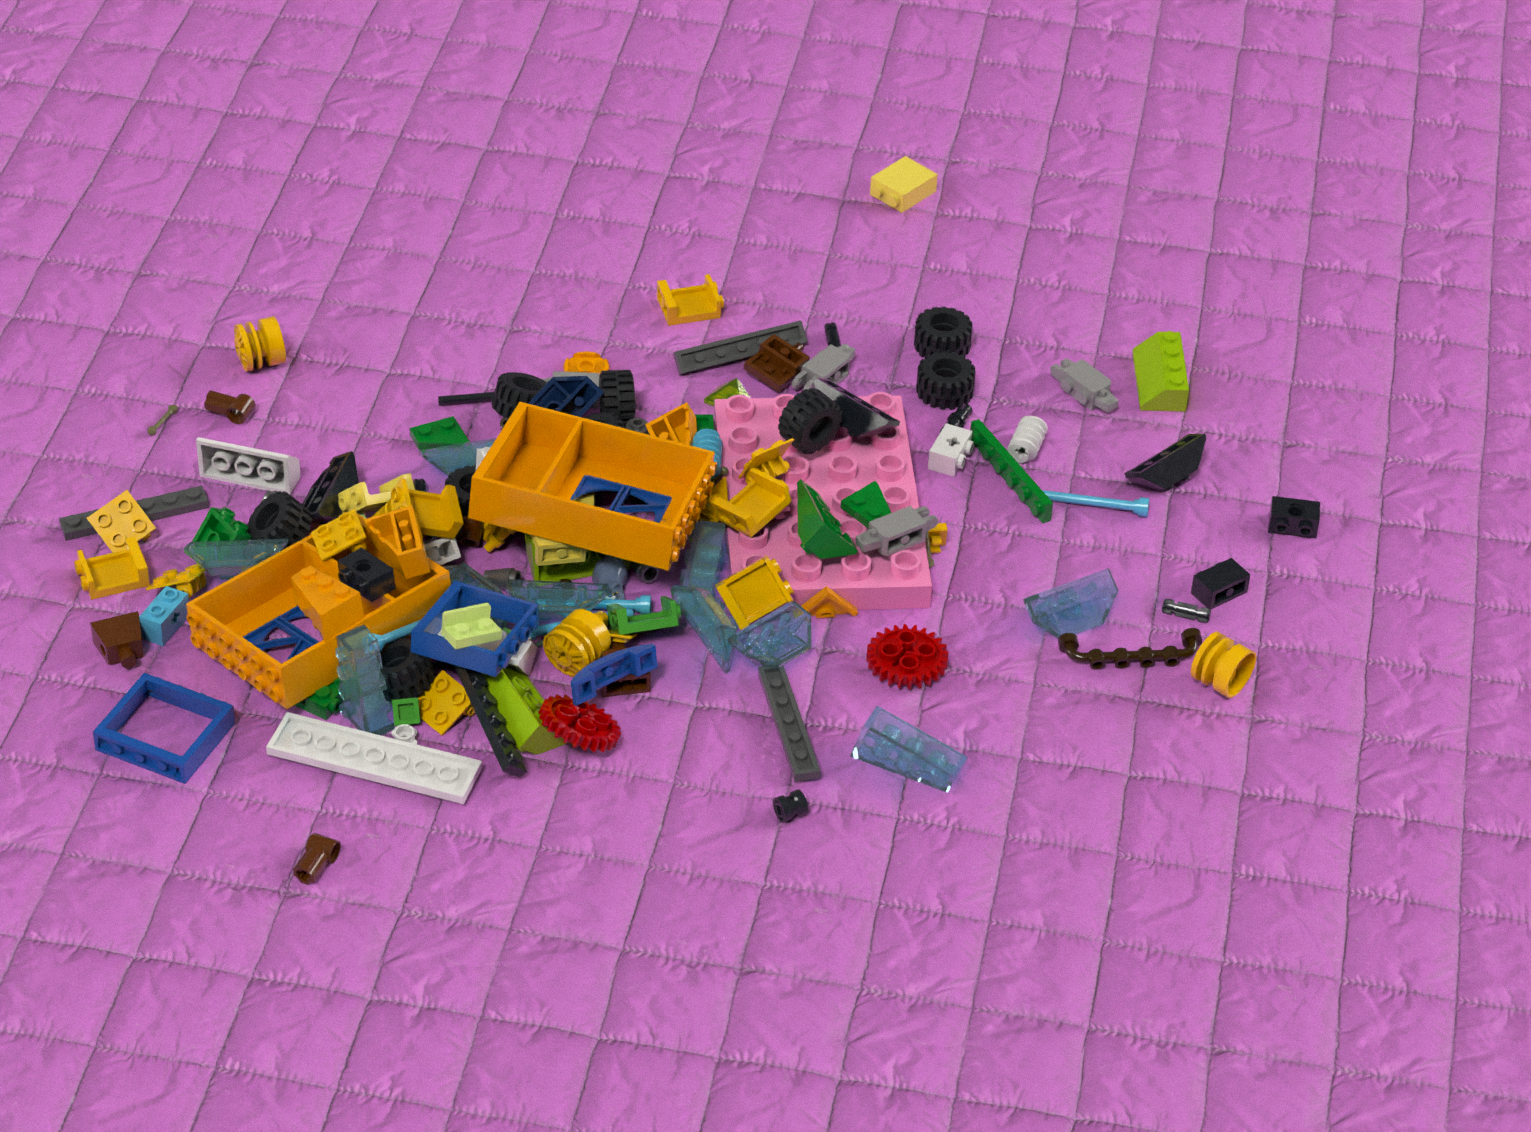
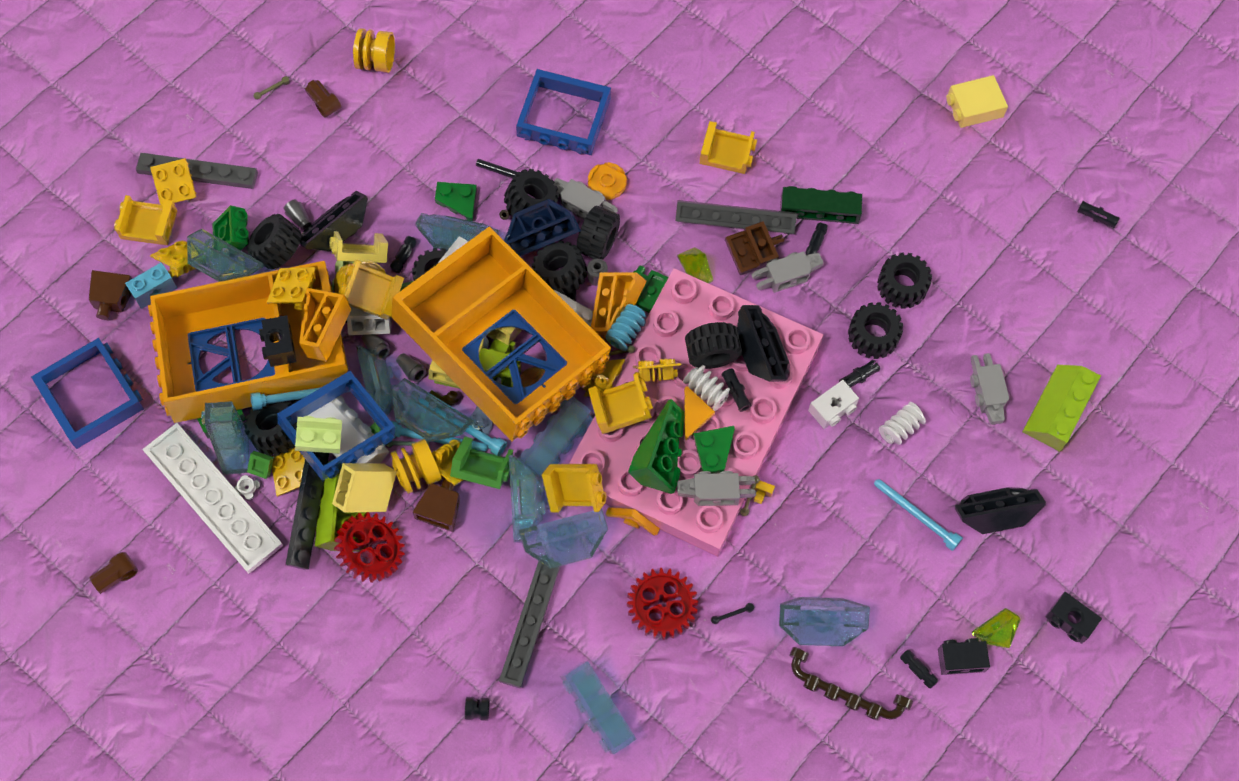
camera: 30 degrees right, 25 degrees up
(247, 466) = (297, 165): white slope -> none
(326, 601) = (229, 356): light orange wedge -> none
(496, 307) = (572, 87): none -> blue window
(540, 669) = (364, 487): none -> light yellow brick
(612, 667) = (413, 511): blue slope -> none
(819, 308) = (822, 204): none -> dark green brick
(826, 460) = (707, 387): none -> white piece
(828, 486) = (695, 412): none -> light orange tile
(855, 455) = (736, 390): none -> black pin
(991, 632) = (748, 608): none -> black hinge
(1011, 471) = (867, 459): green plate -> none
(1082, 228) = (1110, 221): none -> black pin
(1223, 664) = (903, 752): yellow wheel -> none
(1239, 549) = (999, 629): none -> clear neon green slope

